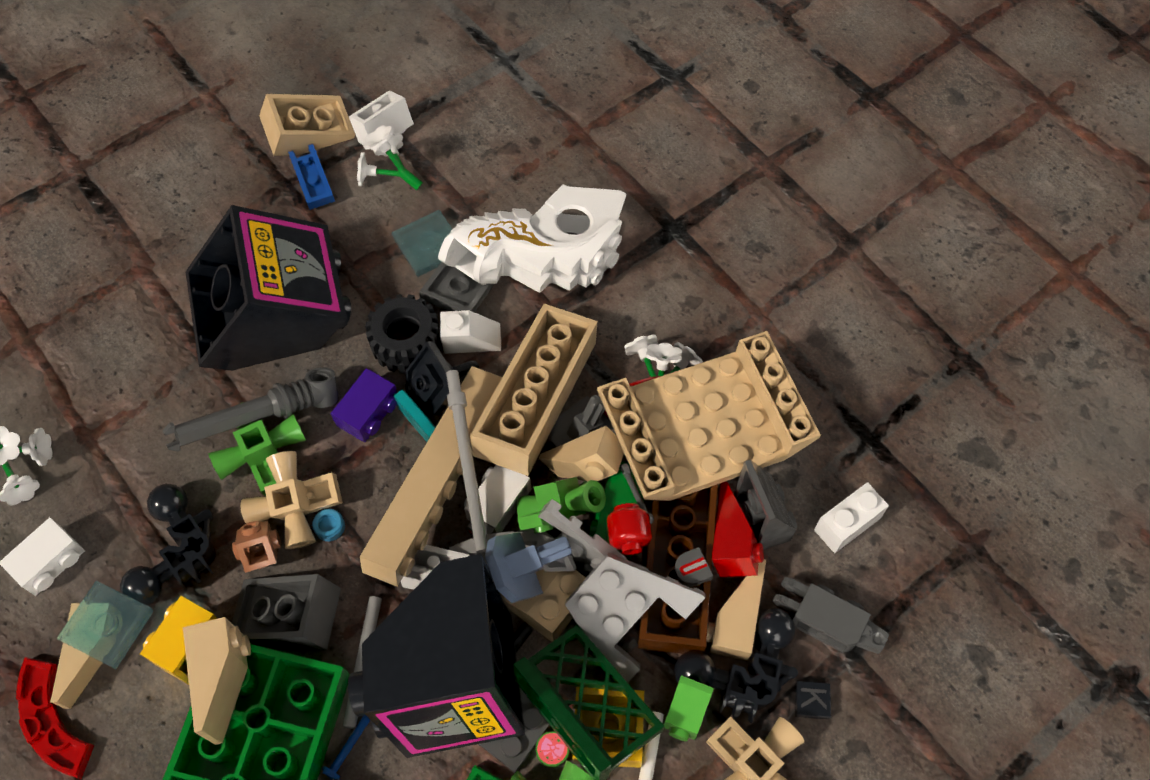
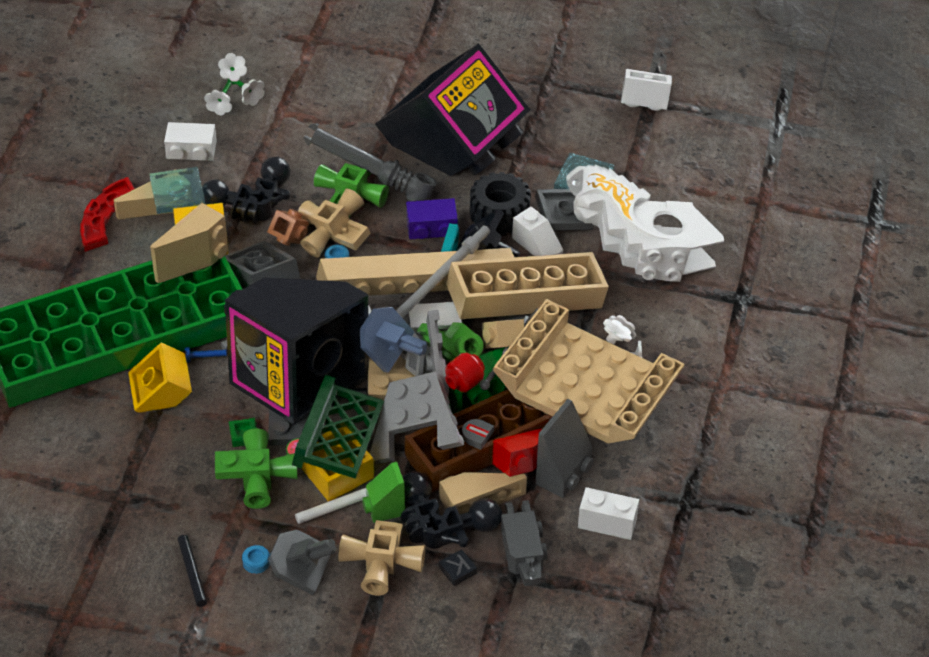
camera: 50 degrees right, 15 degrees down
(304, 120) = (602, 55): tan slope -> none
(312, 178) = (566, 88): blue hinge -> none
(386, 144) = (630, 104): white plant -> none

